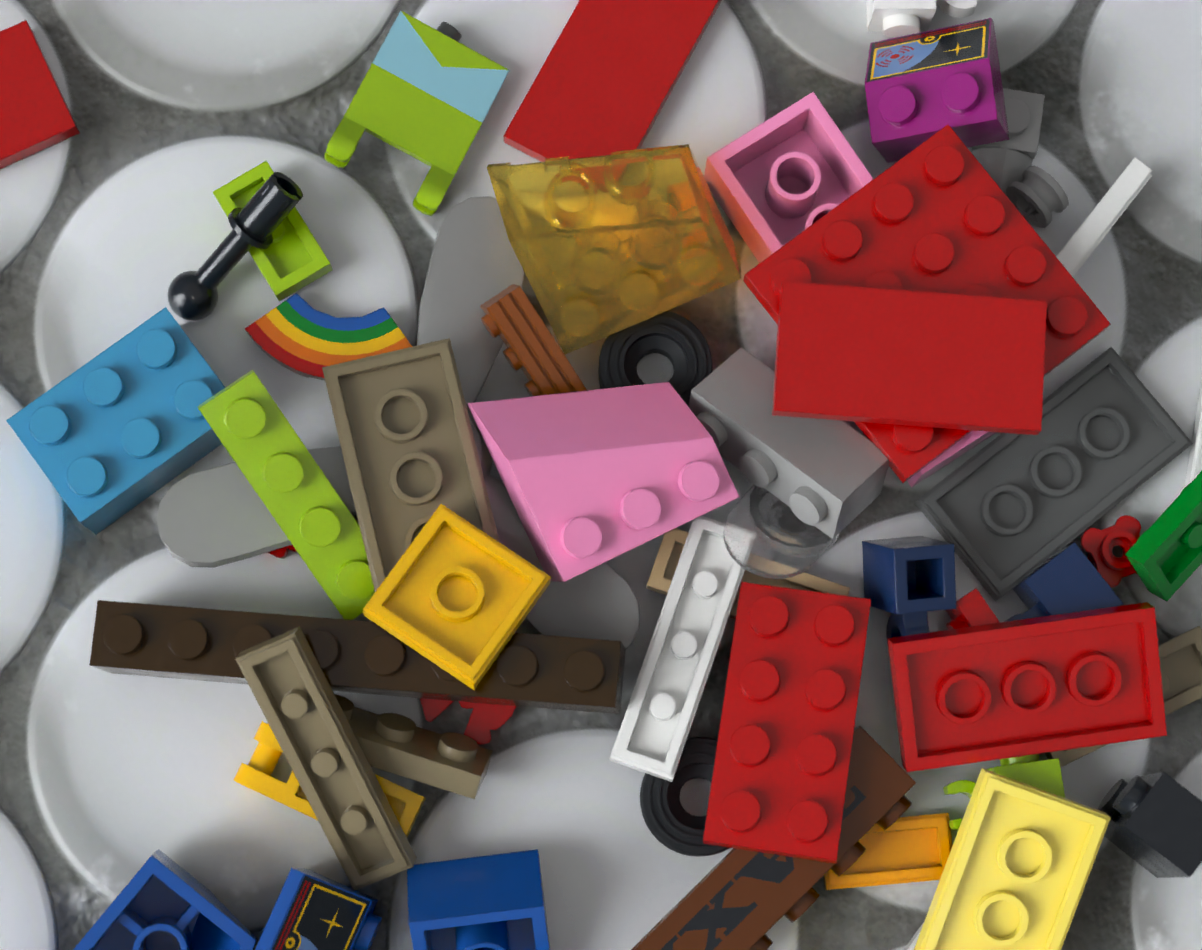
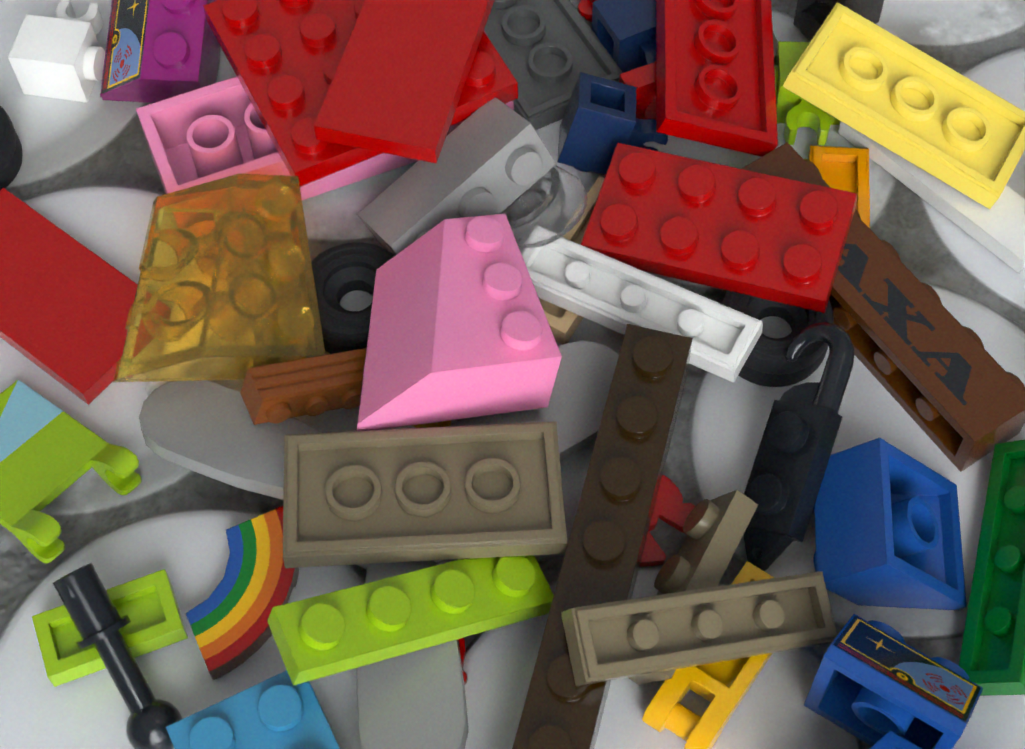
camera: 75 degrees left, 20 degrees down
(457, 596) = (558, 455): yellow plate -> none
(546, 830) = (796, 449): none -> black plate

